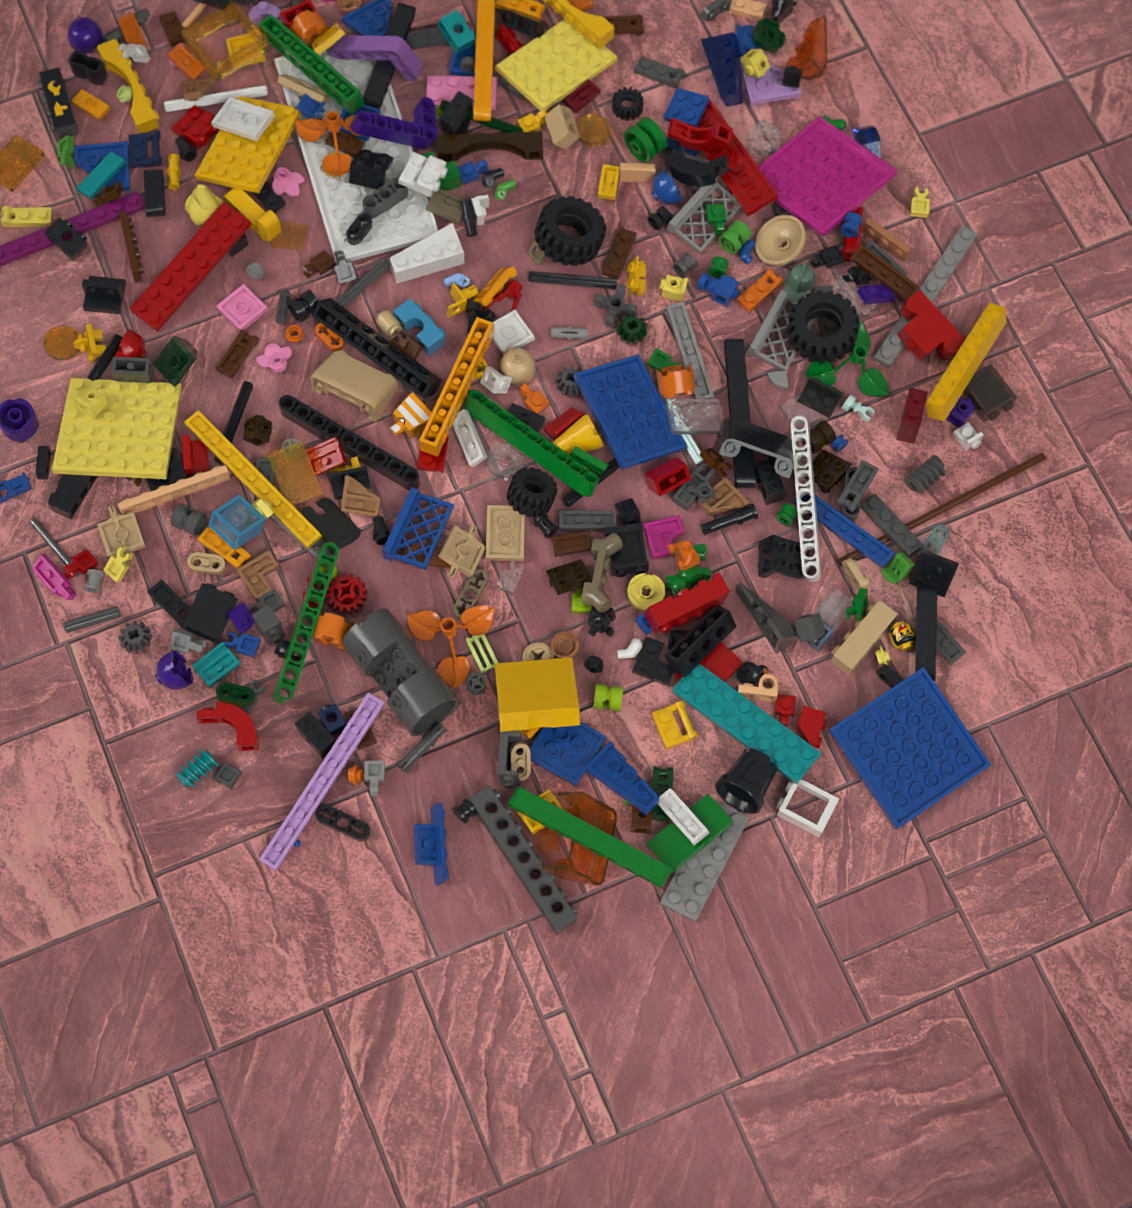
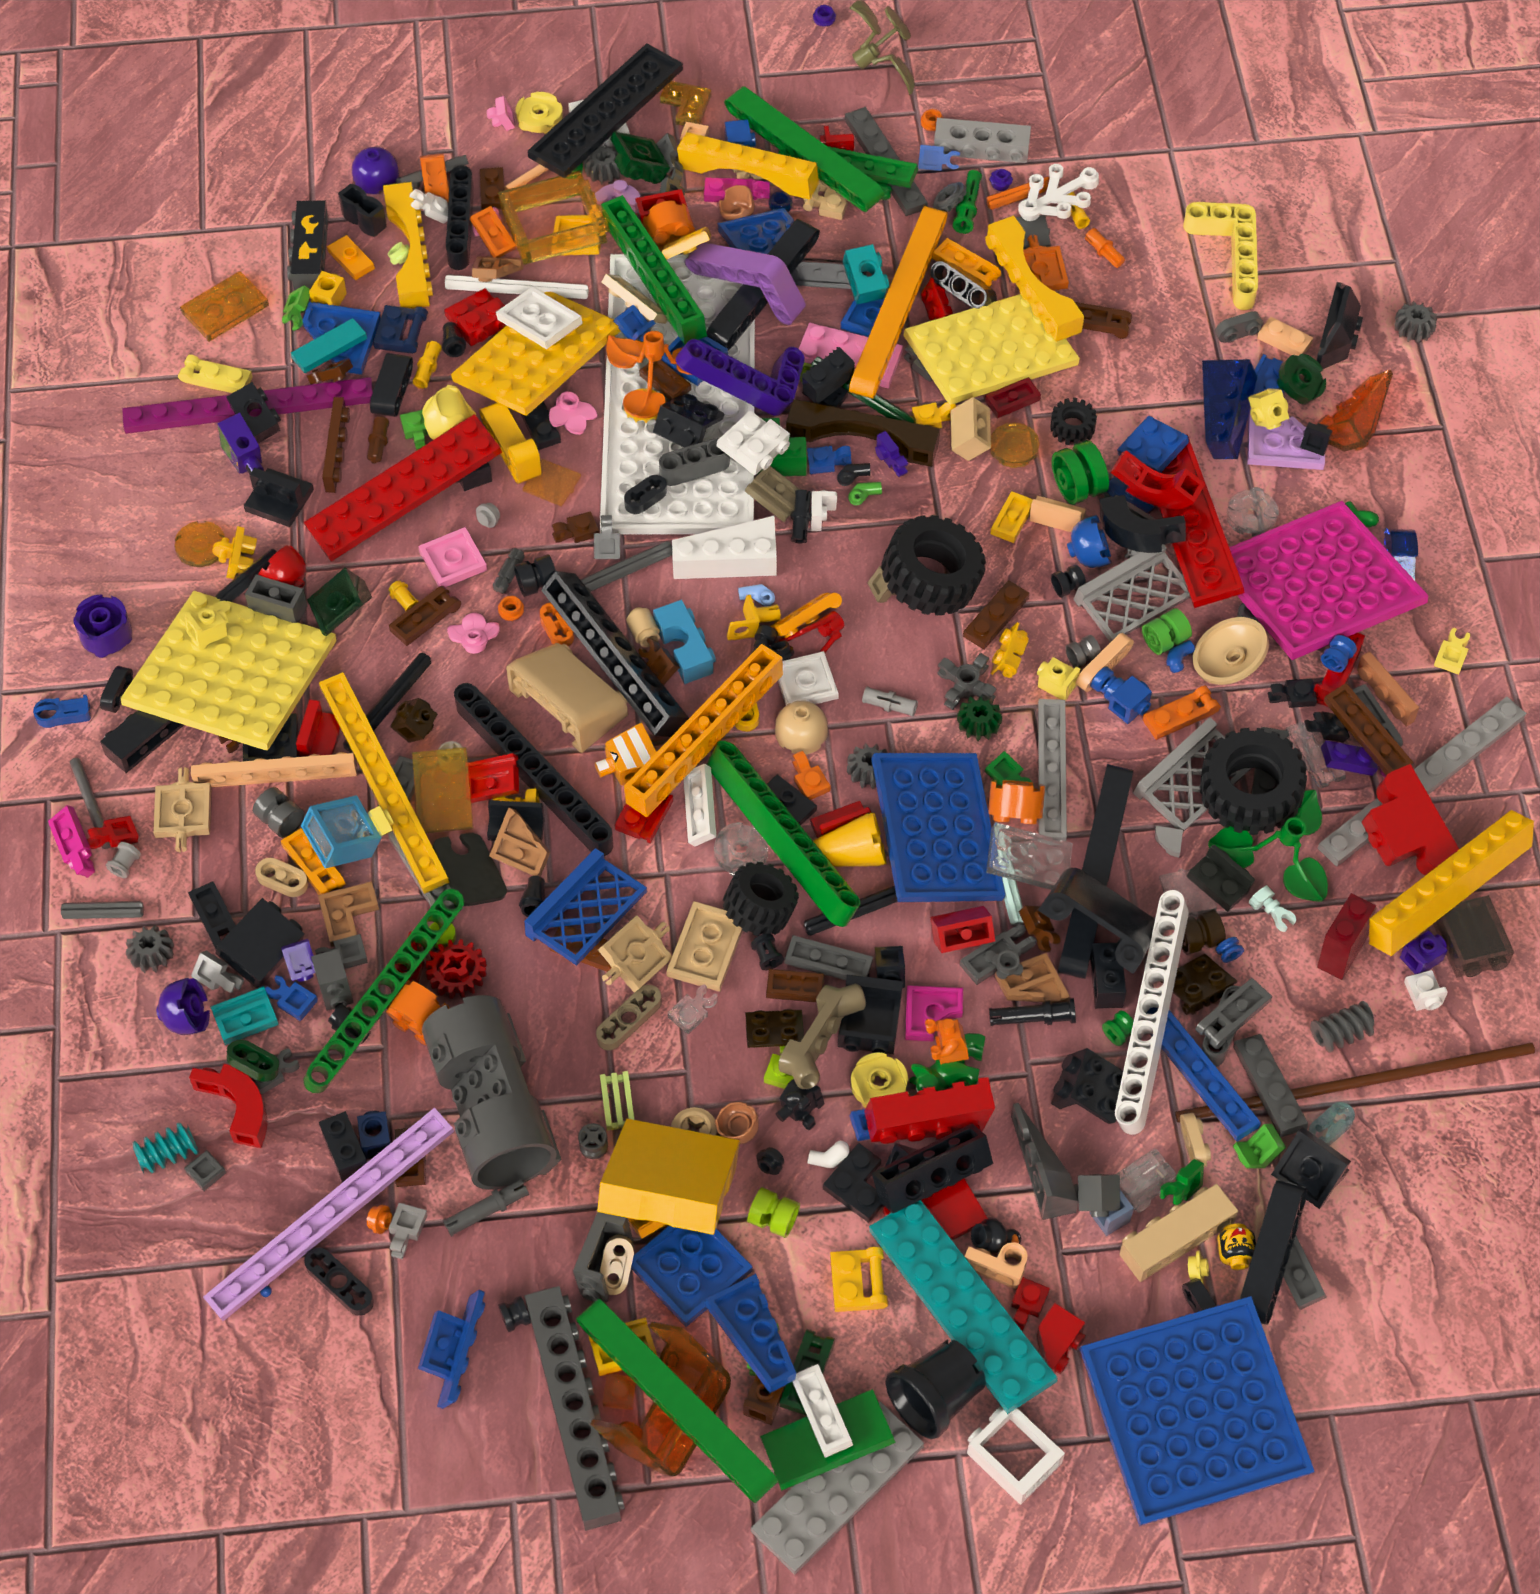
camera: 20 degrees right, 10 degrees down
(65, 265) = (239, 444): none -> dark purple torso
(87, 128) = (328, 289): none -> yellow brick
(117, 564) = (160, 847): light yellow plate -> none
(158, 56) = (458, 221): none -> black beam
(159, 235) = (377, 439): none -> reddish brown axle
(182, 219) = (414, 427): none -> bright green plate
(218, 344) = (399, 591): none -> yellow pin
(427, 623) = (553, 1039): orange plant -> none
(467, 64) = (866, 318): dark grey hinge -> none
(495, 381) = (763, 739): white bracket -> none
(513, 157) = (889, 452): none -> dark purple plate
(575, 280) = (918, 633): black axle -> none
(588, 460) = (855, 877): green tile -> none
(659, 72) = (1132, 391): dark grey plate -> none
(701, 267) = (1109, 657): none -> light nougat beam
(716, 216) = (1150, 597): green plate -> none
(718, 266) = (1131, 665): green wheel -> none
(799, 281) = (1243, 710): sand green piece -> none

